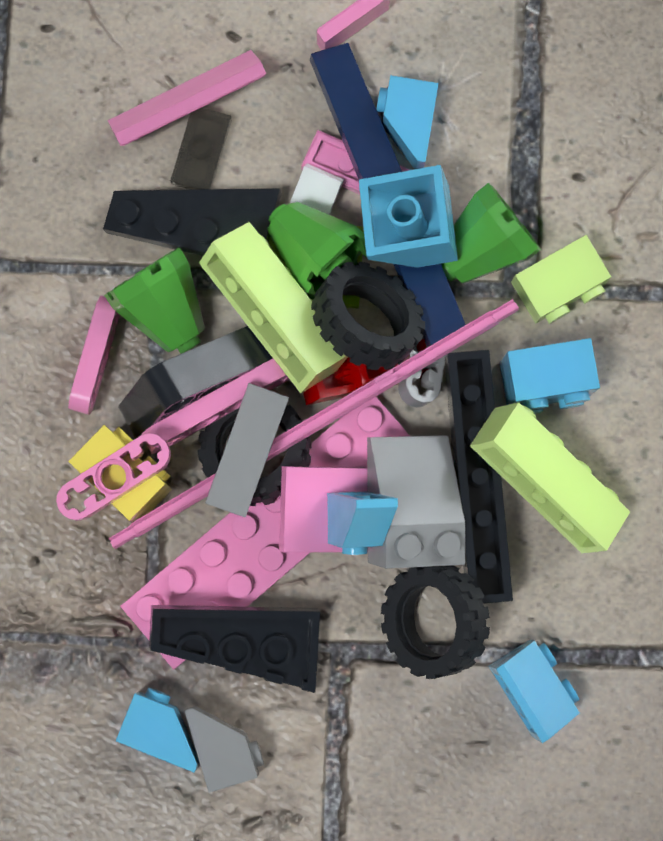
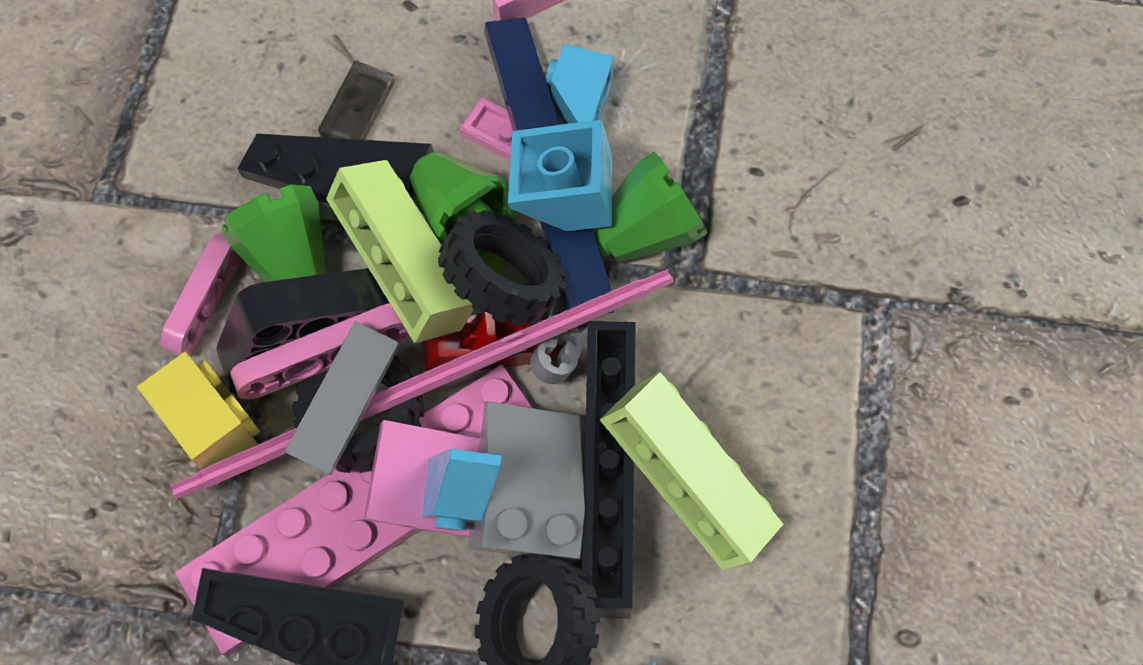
camera: 10 degrees right, 15 degrees down
(91, 503) = (154, 435): bright pink beam -> none
(187, 97) = (349, 52): bright pink tile -> none
(317, 189) = (474, 148): white tile -> none
(550, 375) = (706, 357): medium azure brick -> none
(561, 280) = (727, 267): yellowish green brick -> none

